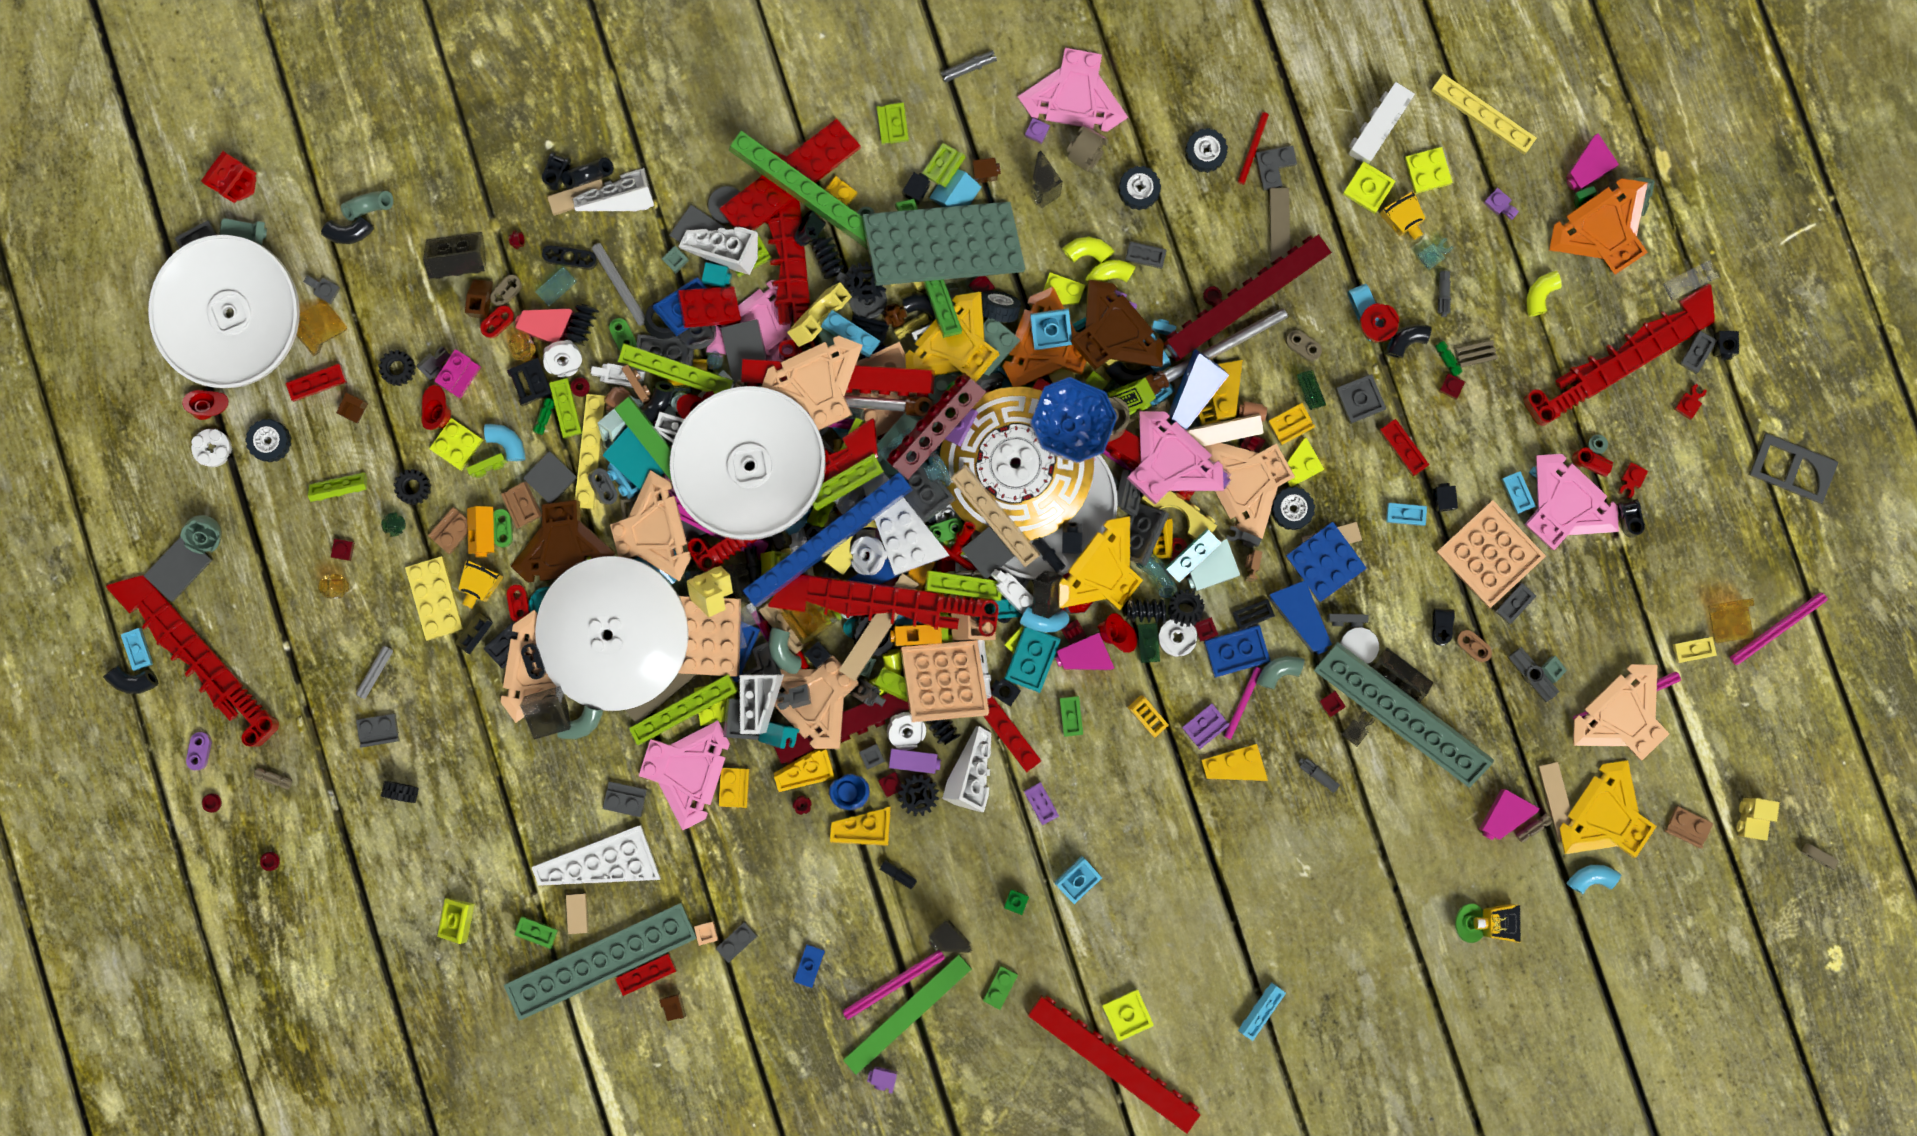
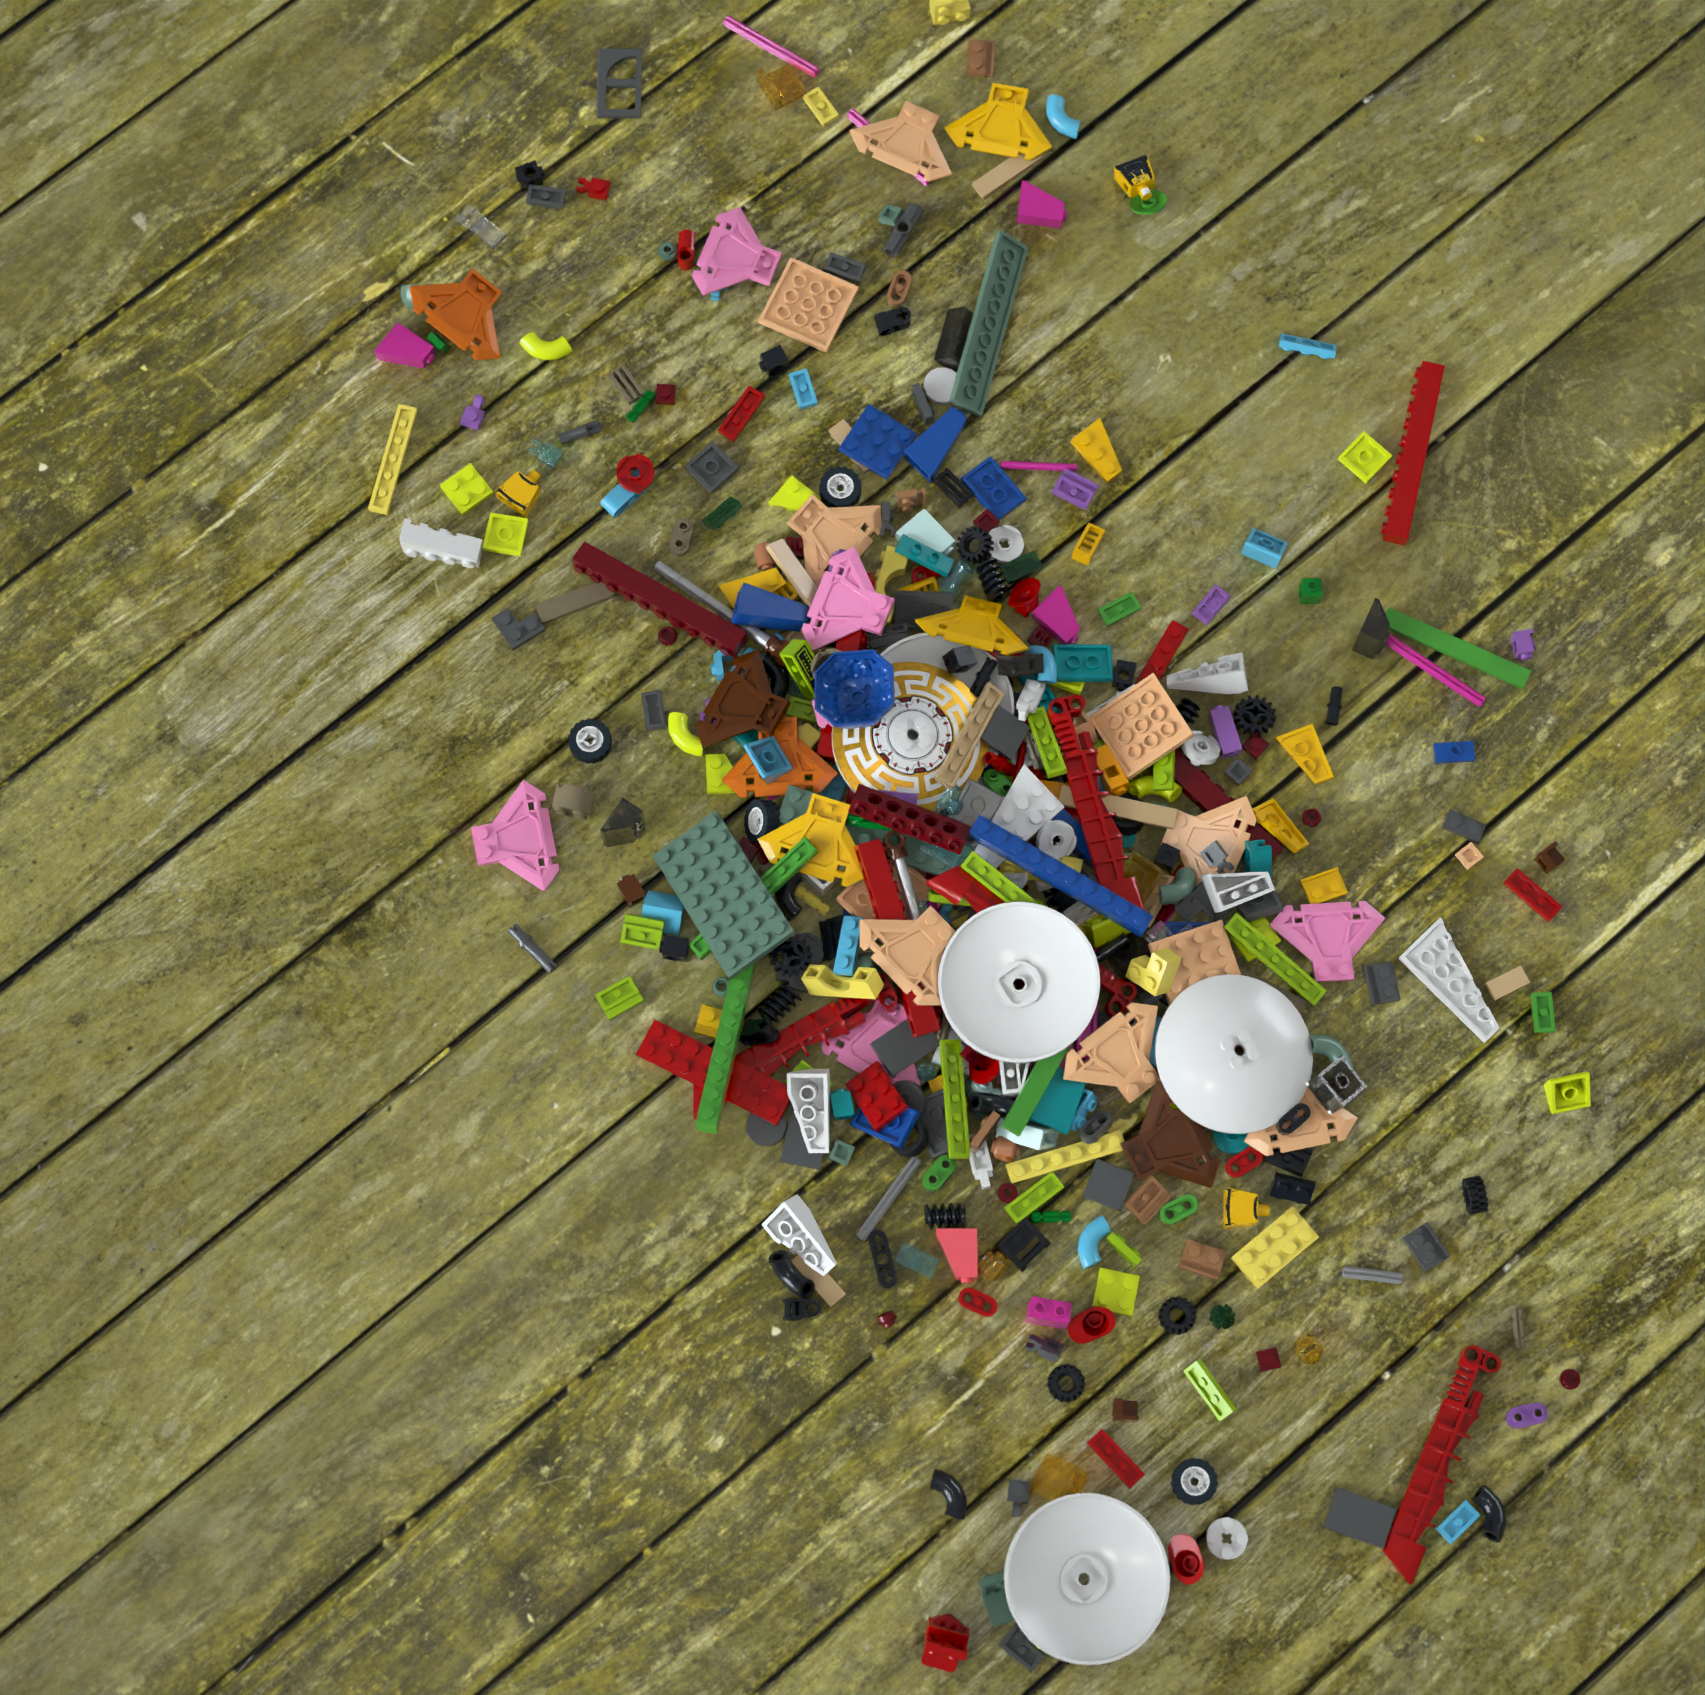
camera: 120 degrees left, 10 degrees down
(201, 534) = (1316, 1502): sand green cylinder -> none
(270, 861) = (1597, 1296): dark red plate -> none
(366, 203) = (912, 1487): sand green cylinder -> none
(454, 255) = (928, 1373): clear smoke slope -> none
(479, 299) = (962, 1328): reddish brown slope -> none
(480, 531) = (1190, 1227): light orange brick -> none
(502, 287) = (940, 1312): dark tan beam -> none
(558, 349) = (979, 1217): white plate -> none
(600, 961) = (1541, 942): sand green plate -> none
(849, 792) = (1280, 775): blue piece -> none
(867, 693) = (1183, 793): dark grey hinge -> none
(894, 315) = (809, 918): reddish brown gear -> none
(991, 382) = (840, 796): dark grey plate -> none
(1000, 987) = (1392, 577): bright green plate -> none
(1037, 131) = (571, 859): medium lavender plate -> none
(1088, 246) = (667, 764): neon yellow cylinder -> none
(1210, 160) = (535, 702): black wheel -> none
(1253, 148) = (508, 653): red bar -> none
(1278, 668) = (993, 445): sand green cylinder -> none
(1291, 424) = (761, 519): yellow plate -> none
(1318, 774) = (1074, 377): dark grey piece -> none
(1332, 704) = (1005, 388): dark red plate -> none
(1356, 730) = (1020, 359): clear smoke plate -> none
(1405, 337) = (632, 445): black cylinder -> none
(1518, 492) = (741, 301): medium azure plate -> none
(1534, 828) = (1039, 182): dark tan axle -> none
(1633, 477) = (684, 211): red plate -> none
(1633, 515) = (721, 201): black piece -> none
(1644, 346) = (562, 246): red piece -> none

